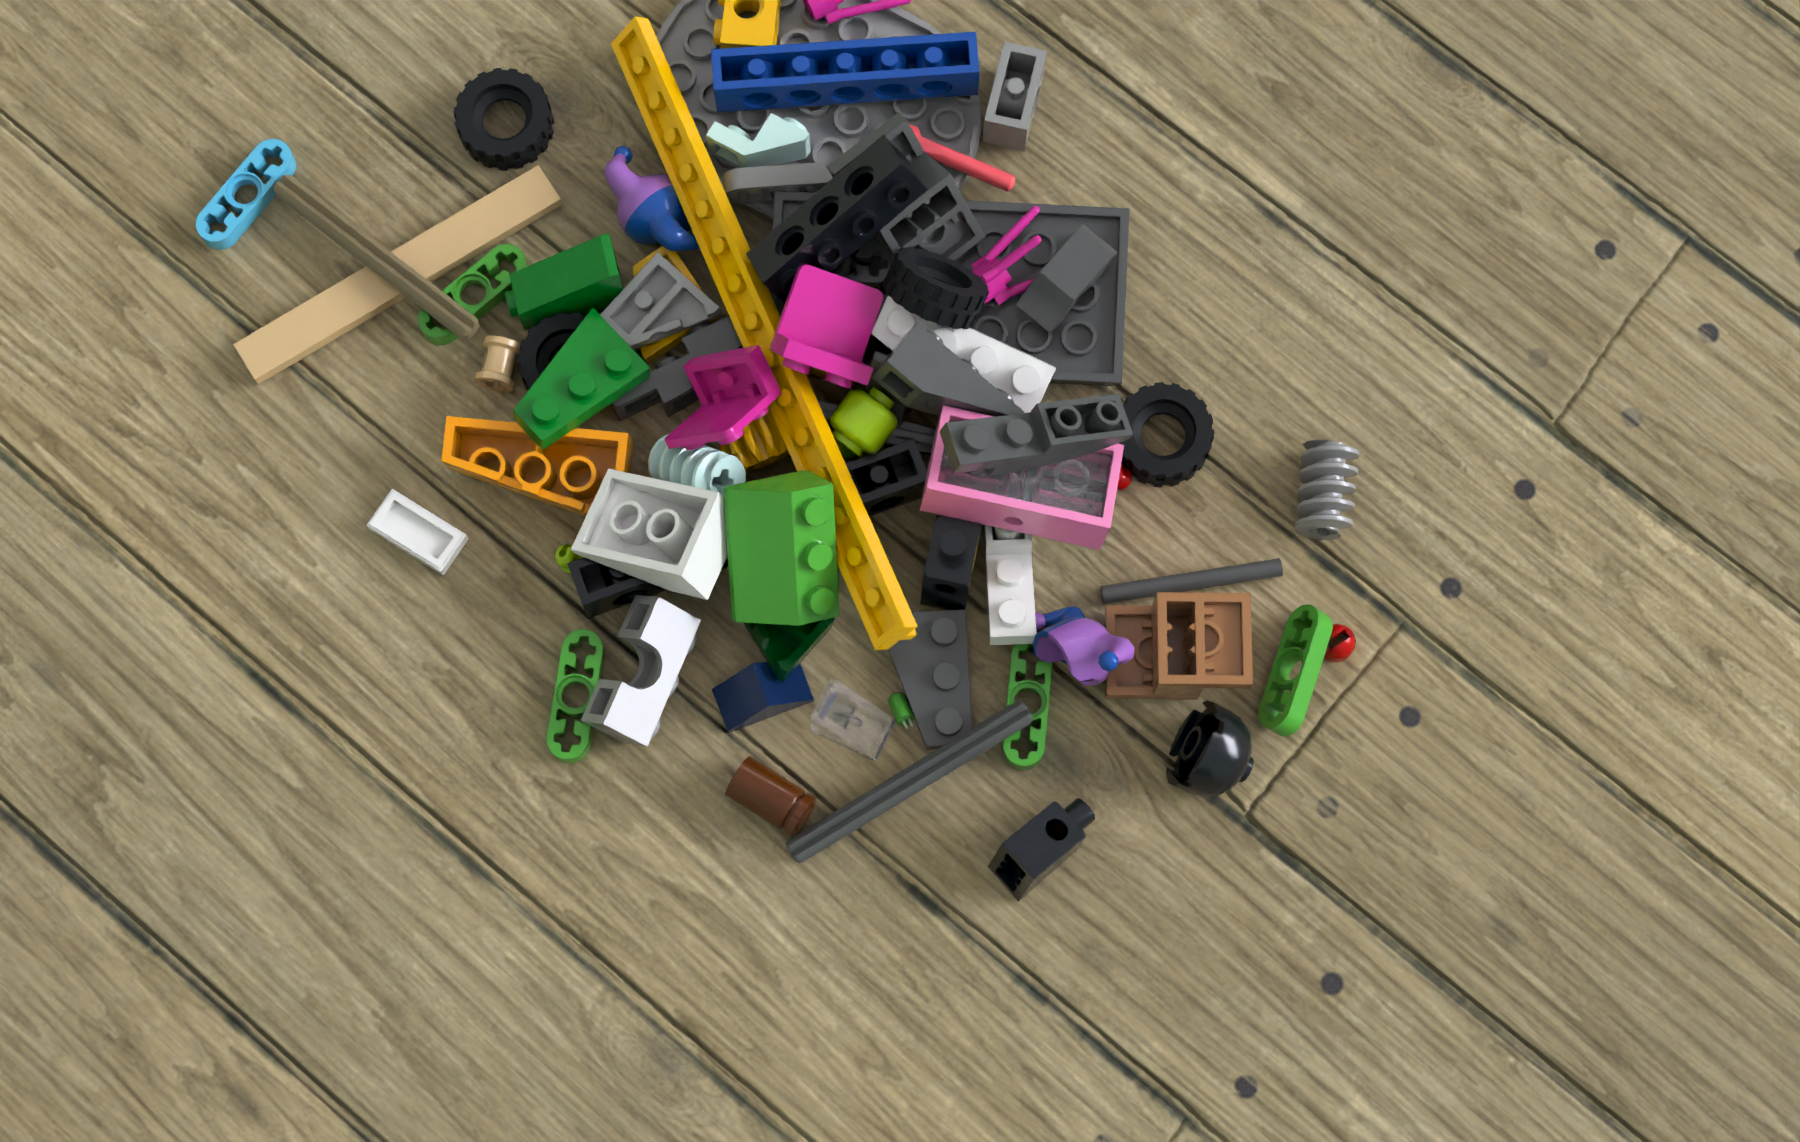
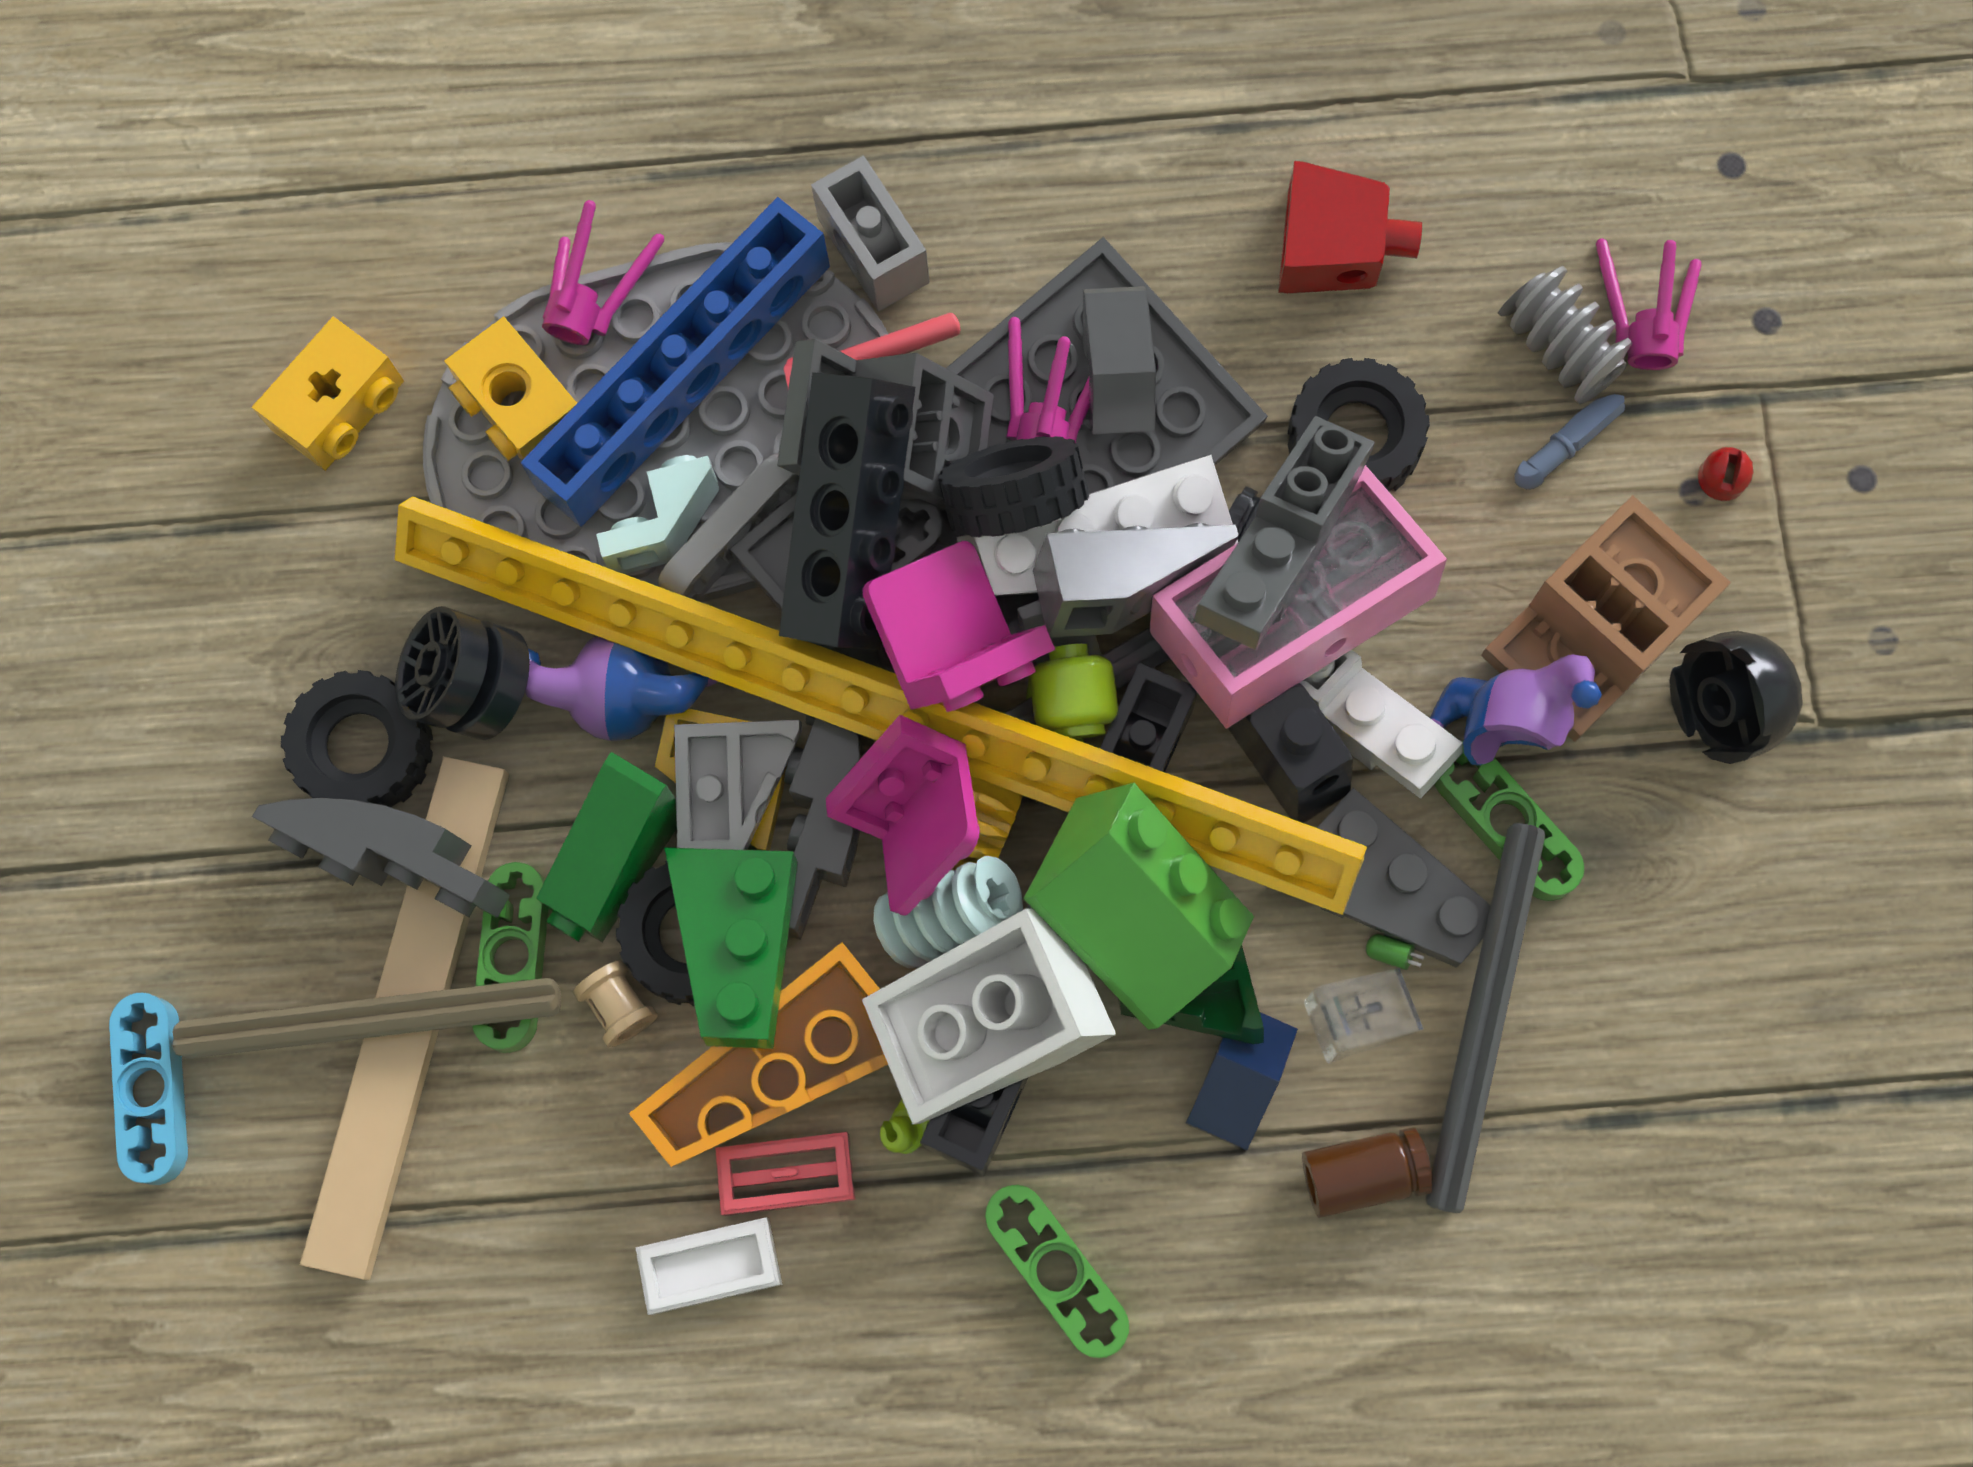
camera: 40 degrees left, 0 degrees up
(463, 179) = (379, 843): none -> dark grey slope
(526, 547) = (840, 1167): none -> coral tile
(583, 130) = (462, 674): none -> black wheel
(662, 640) = (1094, 1126): arch -> none
(1041, 846) = (1686, 952): black torso -> none
(1191, 580) = (1530, 547): dark grey piece -> none
(1263, 323) = (1339, 231): none -> red torso
(1273, 546) = (1569, 439): none -> sand blue piece
(1304, 629) = (1751, 541): bright green beam -> none
(1373, 535) = (1656, 333): none -> dark pink plant

